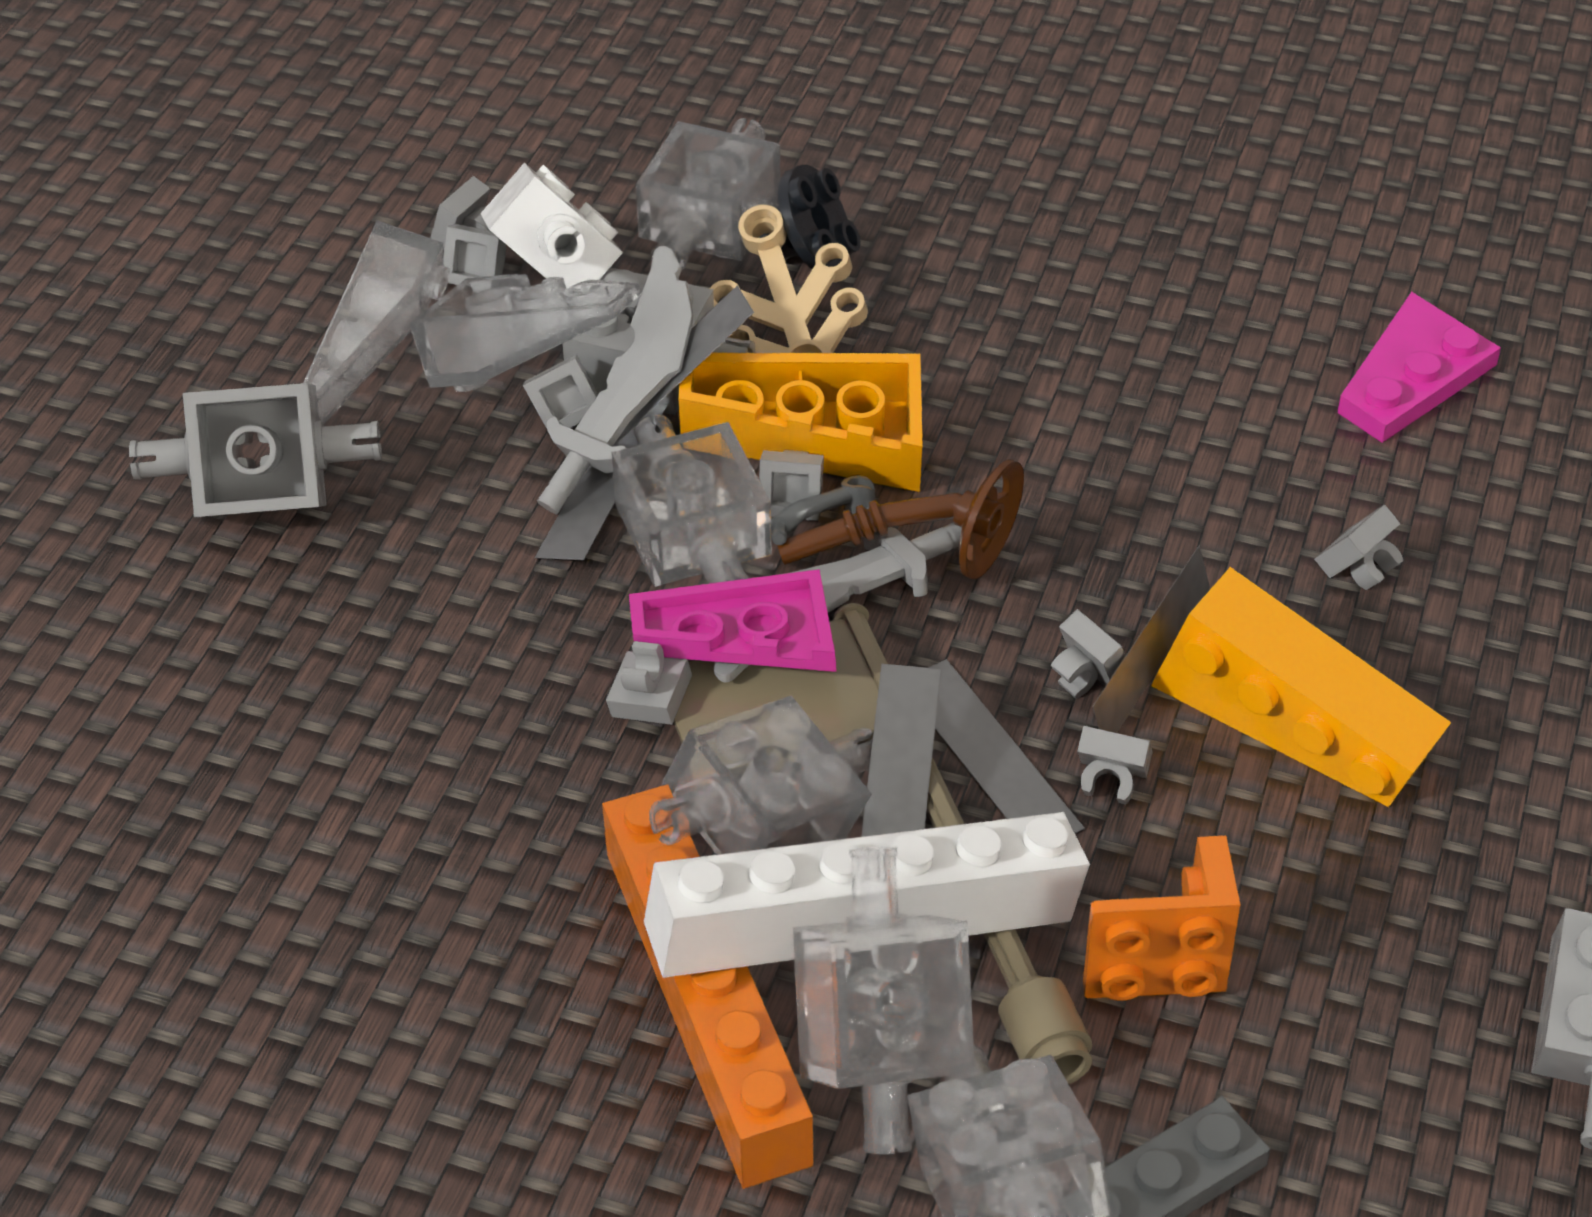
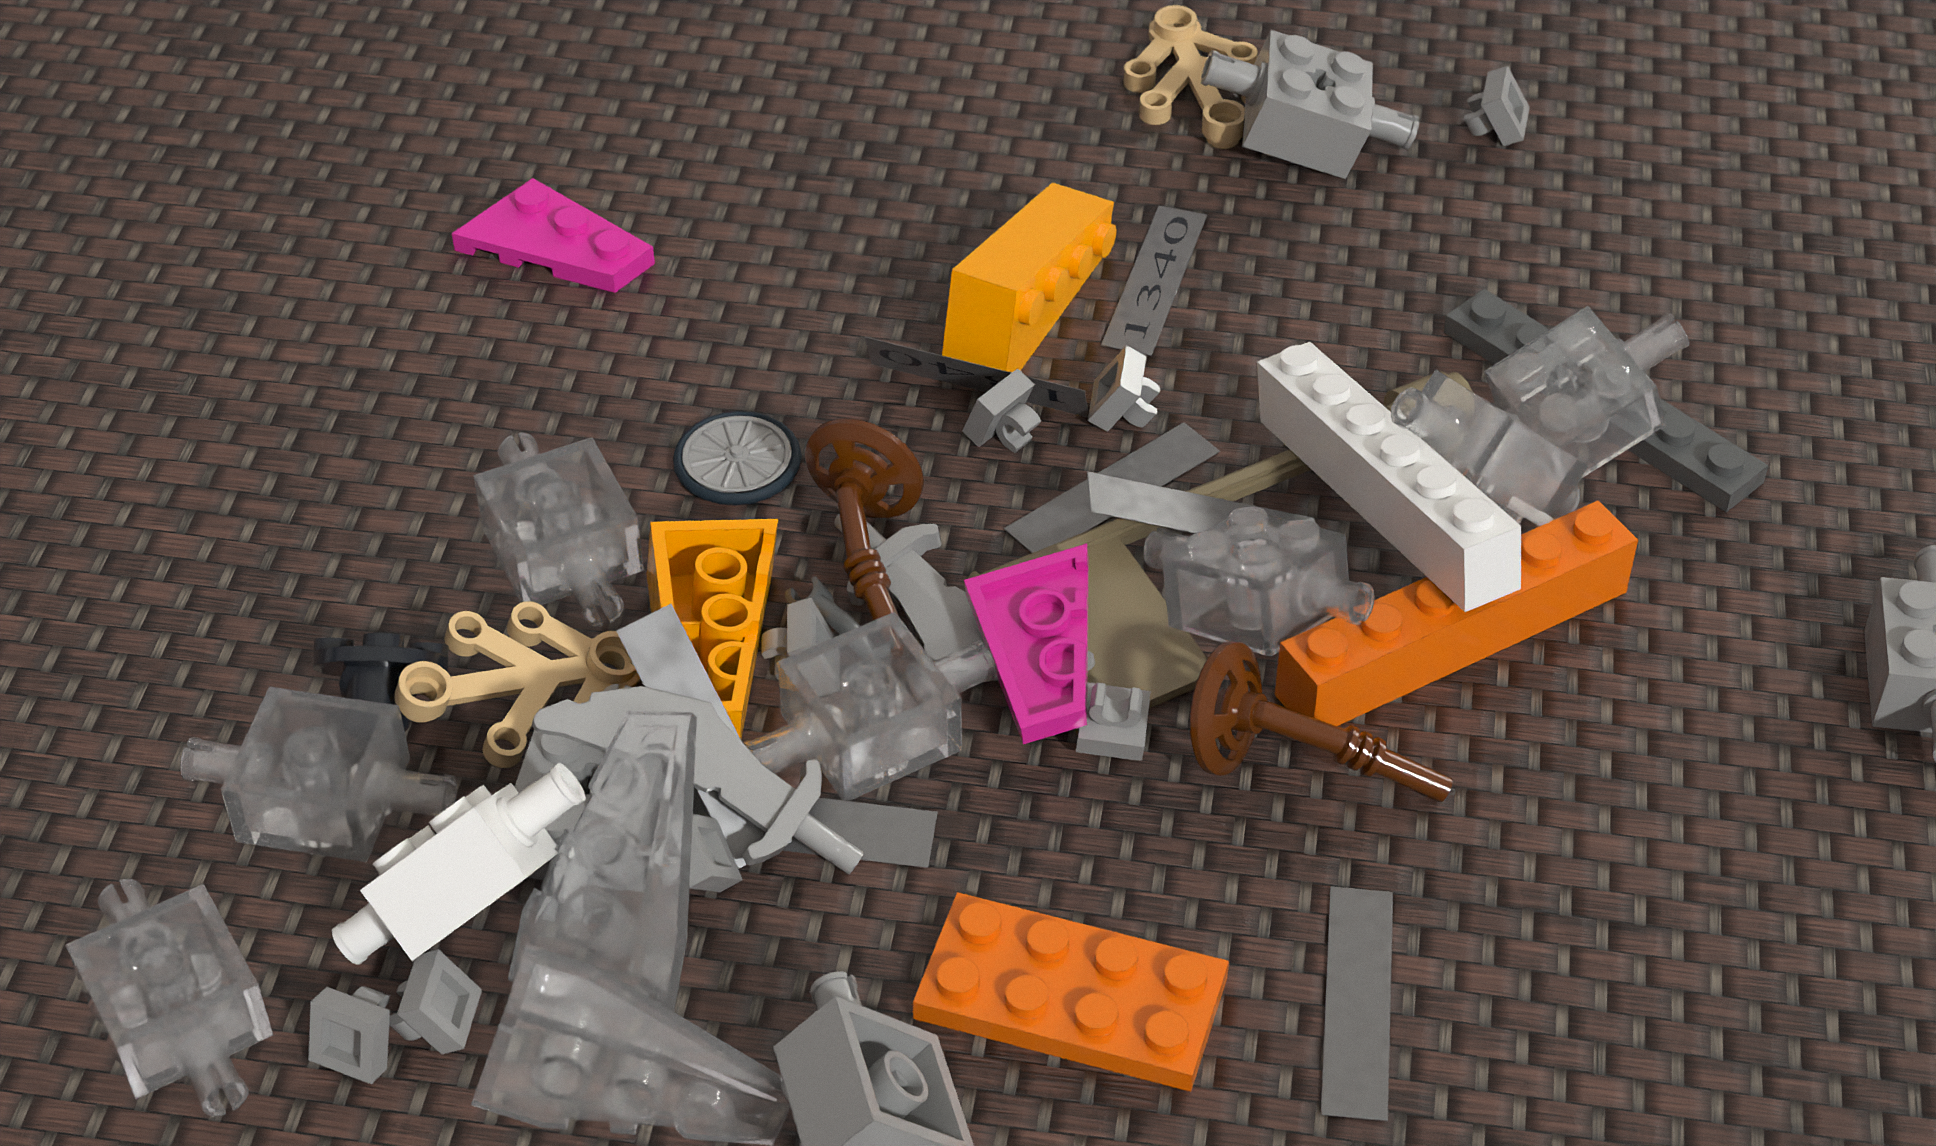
camera: 100 degrees left, 0 degrees up
(286, 826) = (1358, 1004): none -> flat silver sticker
(360, 627) = (1072, 991): none -> orange plate
(519, 118) = (171, 993): none -> clear brick
(588, 750) = (1250, 711): none -> reddish brown dish
(971, 327) = (560, 525): none -> clear brick
(1077, 476) = (737, 458): none -> light grey wheel
(1167, 941) = (1319, 301): orange bracket -> none
(1338, 843) = (1154, 280): none -> flat silver sticker
(1361, 546) = (822, 255): light grey tile -> none

